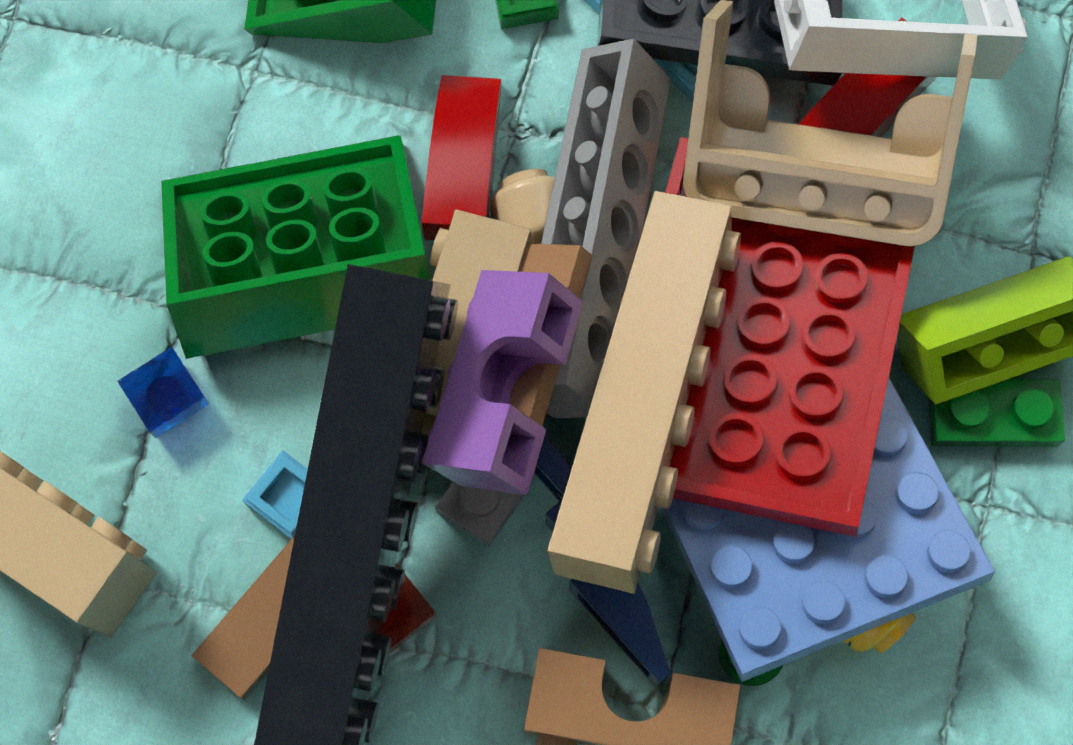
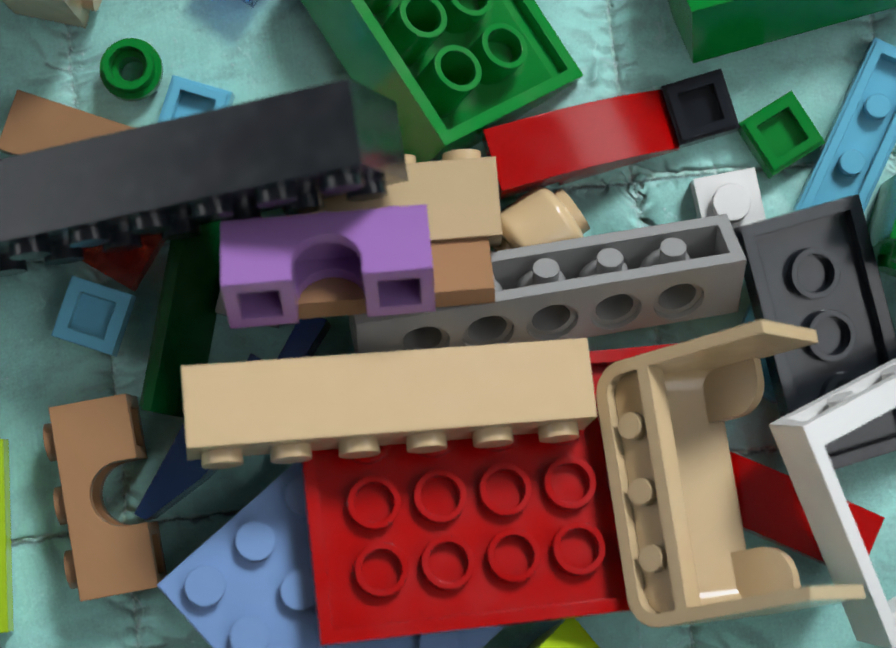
camera: 70 degrees right, 10 degrees up
(205, 525) = (121, 54): none -> green plate
(446, 661) = (94, 316): none -> medium azure plate
(472, 47) = (700, 108): none -> black tile
(491, 578) = (183, 319): none -> dark green slope
(561, 53) = (730, 194): none -> white plate

